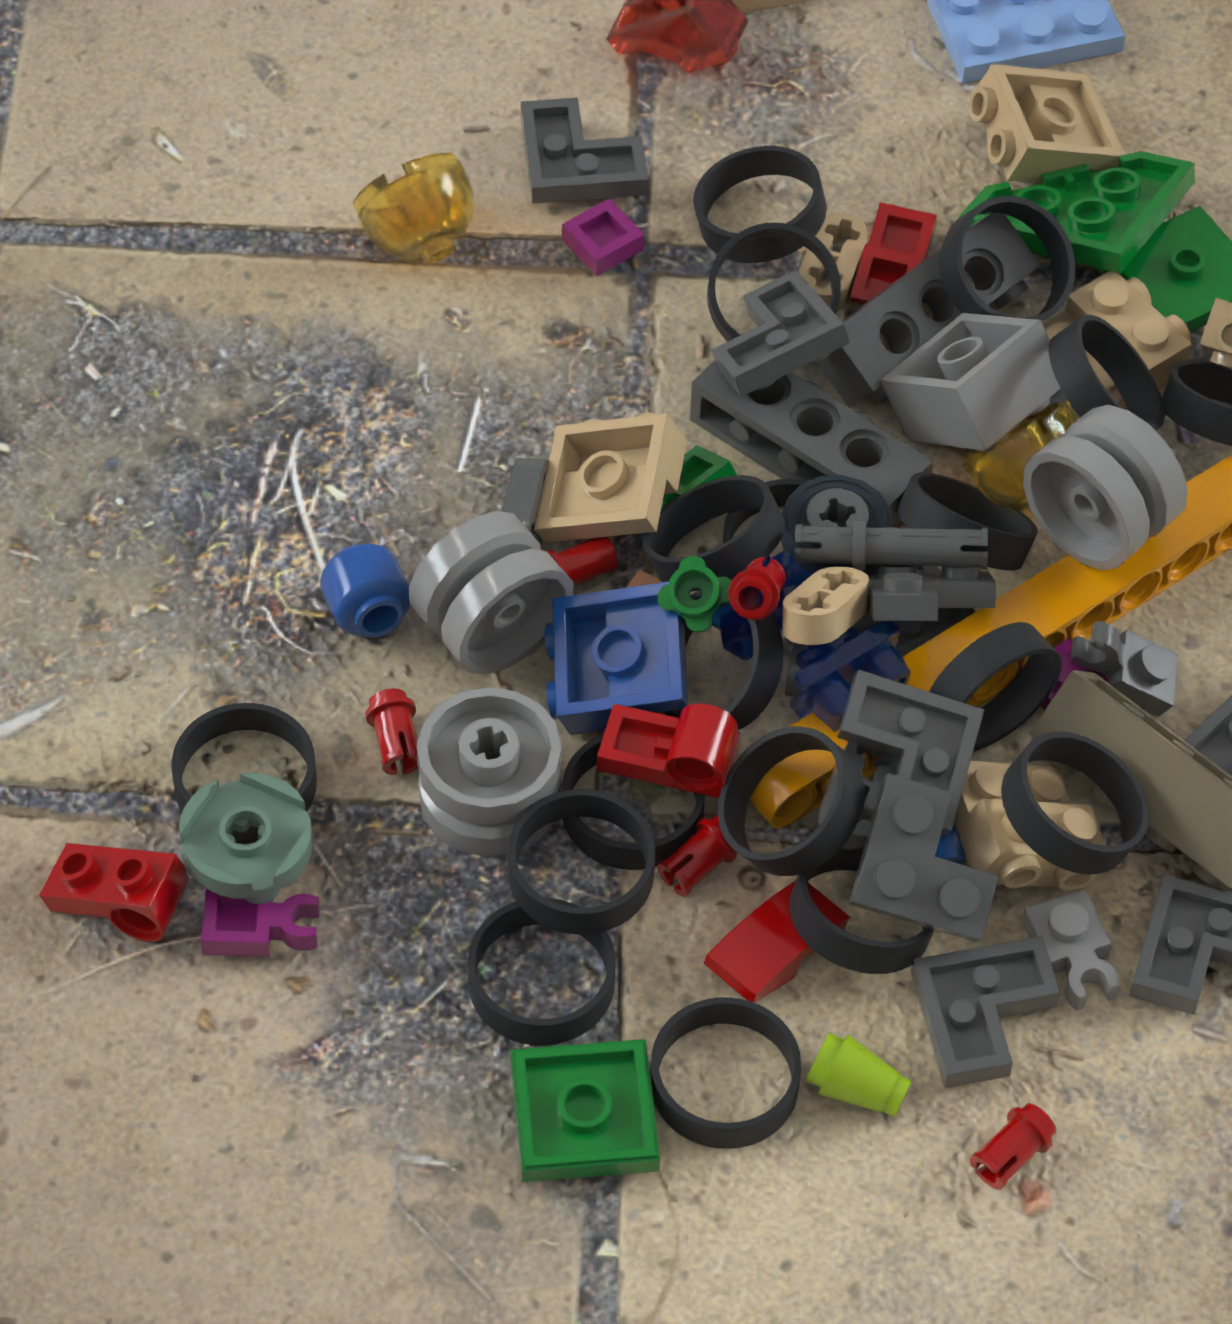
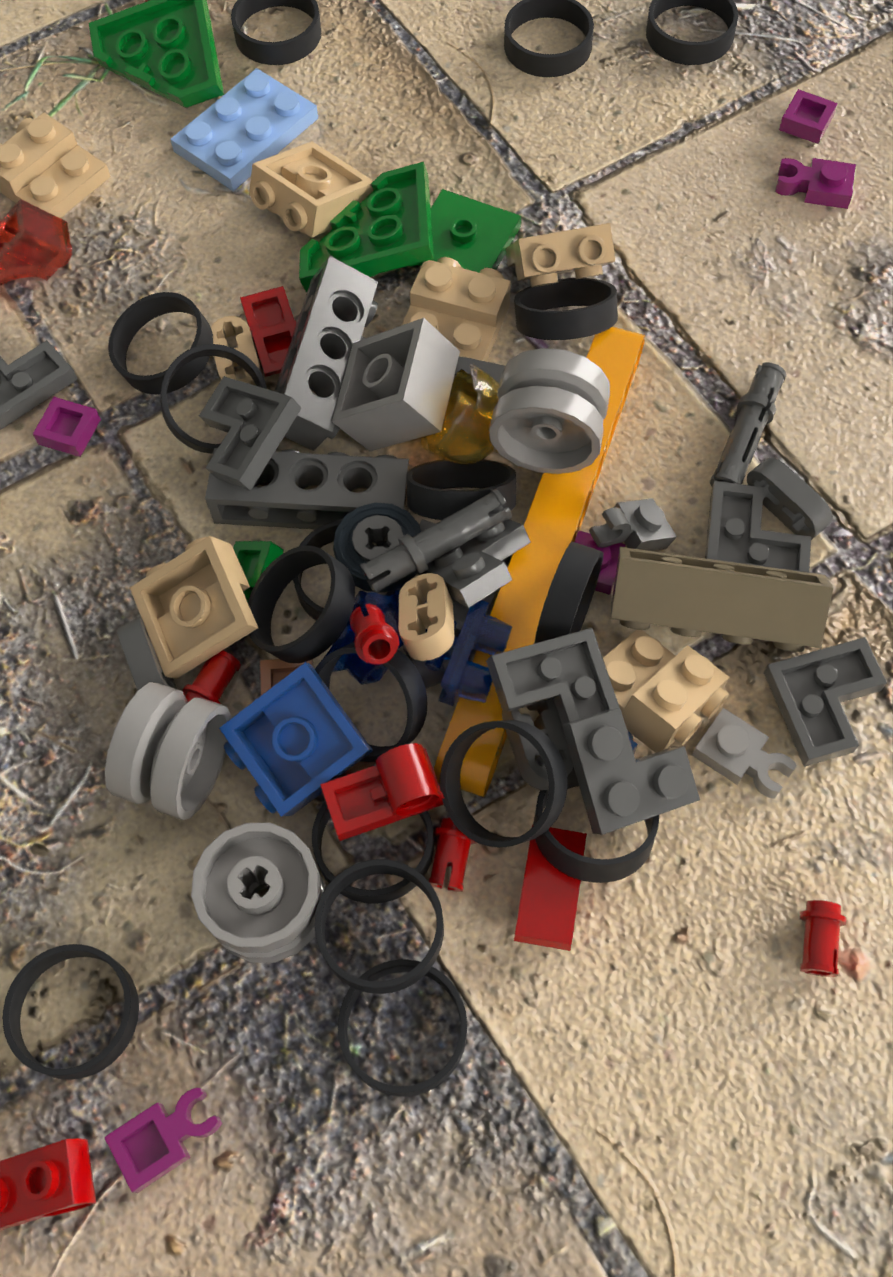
camera: 30 degrees left, 10 degrees up
(253, 869) = (139, 1103): sand green plate -> none
(365, 590) = (70, 802): blue head -> none
(392, 717) = (164, 900): red pin -> none
(584, 1110) = (514, 1127): green plate -> none
(676, 595) = (315, 674): green plate -> none
(736, 1012) = (625, 972): black tyre -> none
(857, 1076) = (680, 958): lime cone -> none
(968, 993) = (707, 848): dark grey plate -> none
(1045, 227) = (382, 262): black tyre -> none
(1046, 836) = (676, 688): black tyre -> none
(1118, 360) = (482, 333): black tyre -> none

